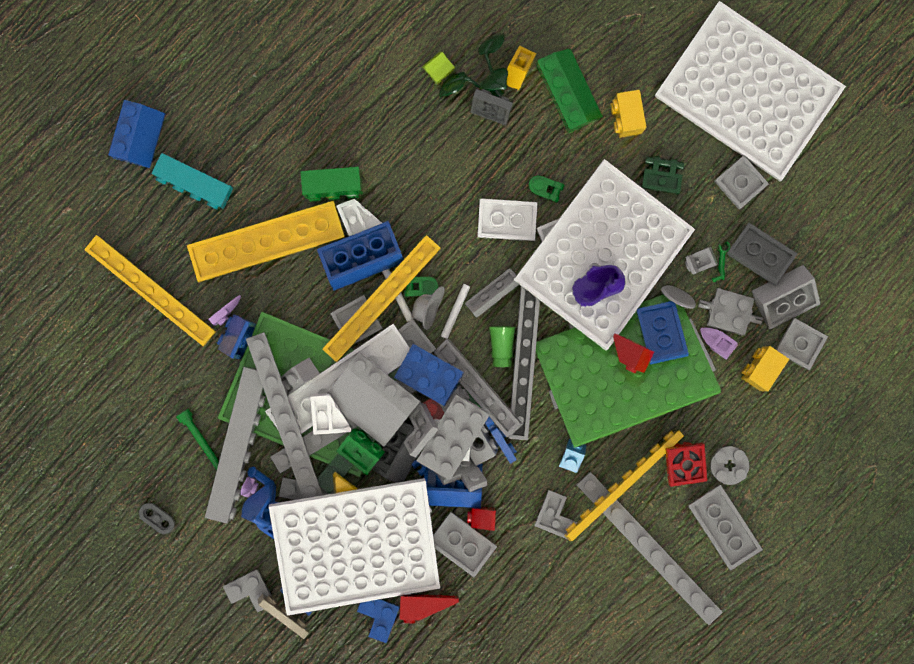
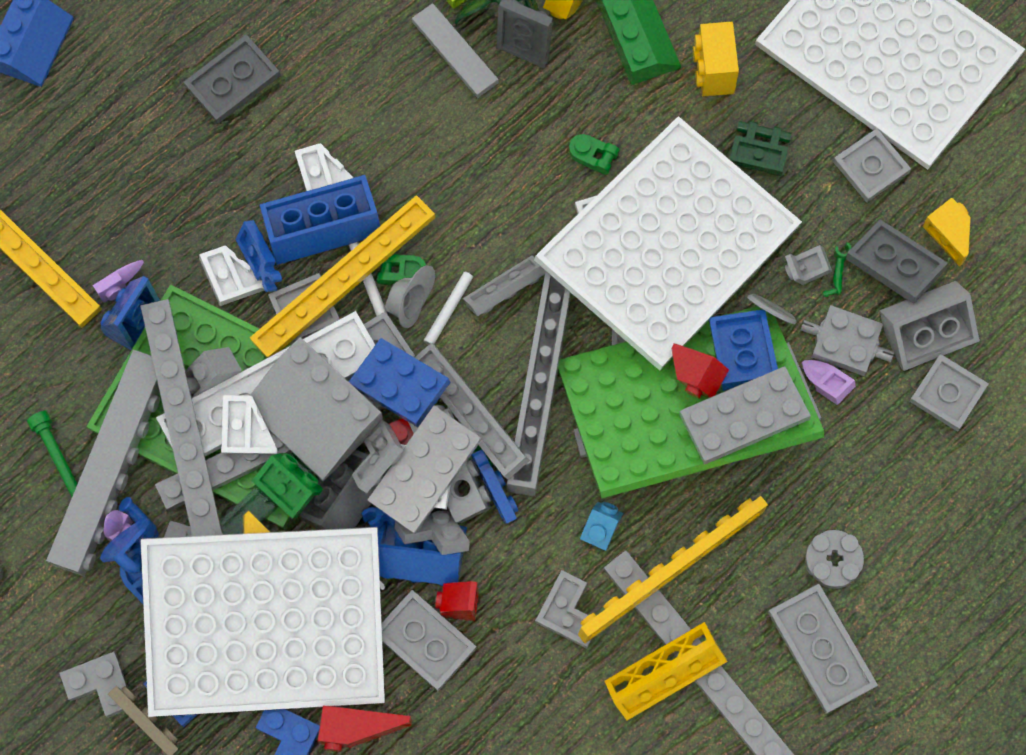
camera: 10 degrees right, 15 degrees down
(191, 180) = (97, 104): teal brick -> none
(265, 241) = (188, 192): yellow plate -> none
(285, 153) = (232, 78): none -> dark grey plate
(302, 300) = (229, 276): none -> white wing
(320, 286) = (258, 255): none -> blue plate
(332, 183) = (291, 118): green piece -> none
(441, 117) = (455, 50): none -> light grey tile
(502, 345) = (511, 356): bright green plant -> none
(507, 219) = (534, 189): white plate -> none
(598, 284) = (656, 271): dark purple piece -> none
(627, 557) = (667, 675): none -> yellow fence
(667, 385) = (744, 415): none -> light grey plate
(684, 463) = (766, 545): red piece -> none
(764, 368) = (895, 414): yellow brick -> none
(798, 226) = (950, 229): none -> yellow slope

